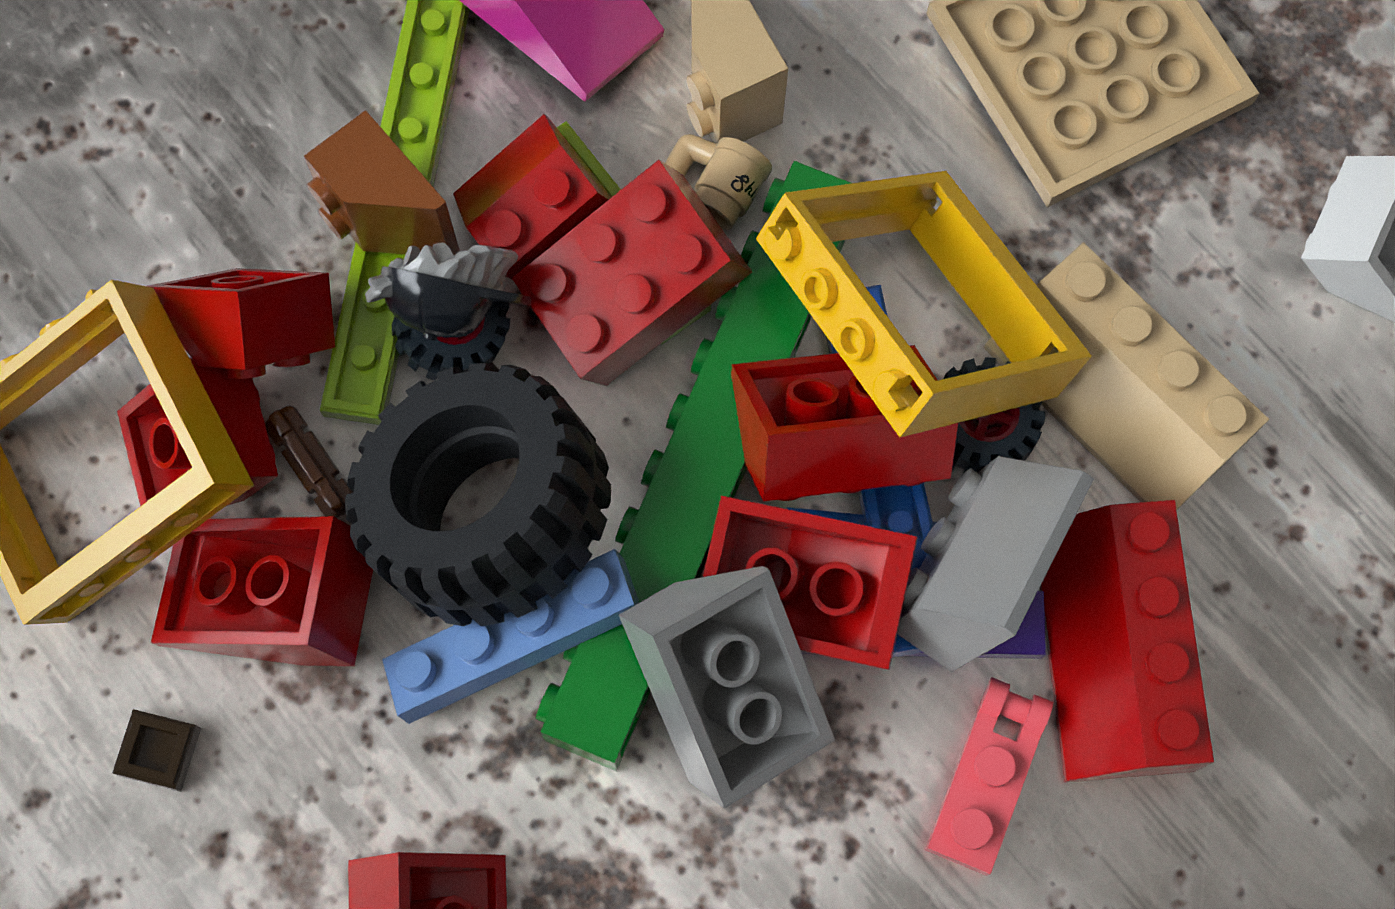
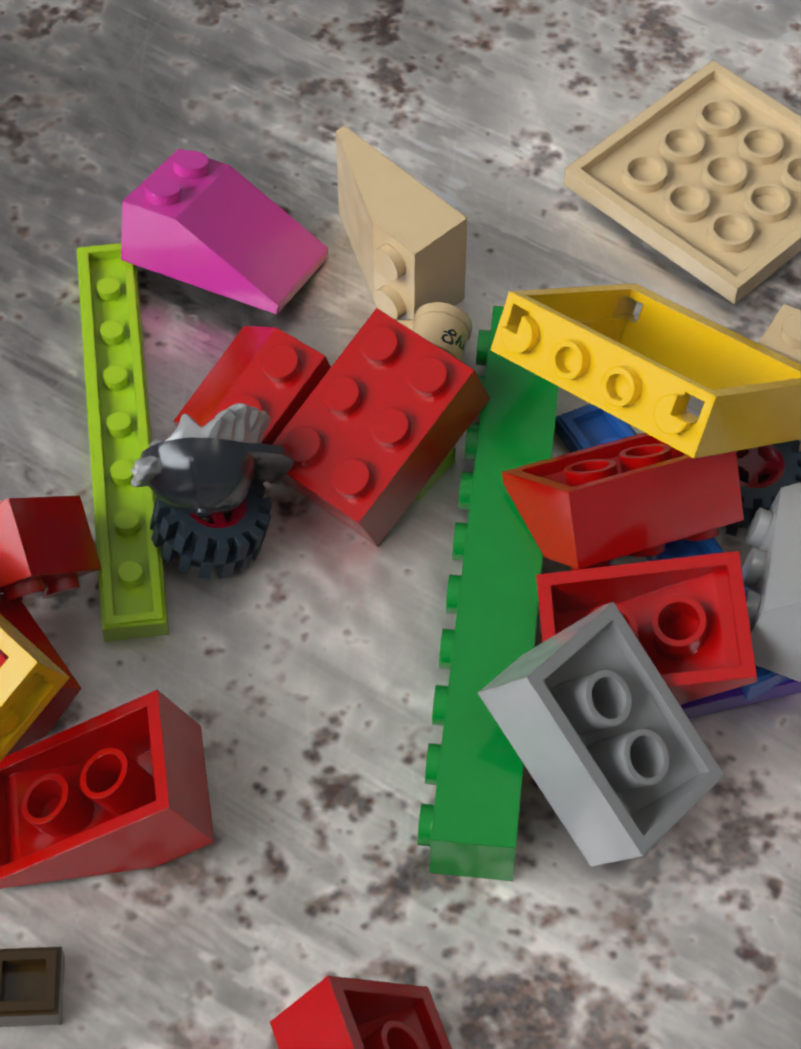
camera: 15 degrees left, 20 degrees down
(308, 460) = (99, 671): reddish brown axle -> none
(376, 192) = (107, 407): dark orange slope -> none
(431, 448) = (332, 680): black tyre -> none
(477, 656) = (366, 769): medium blue plate -> none

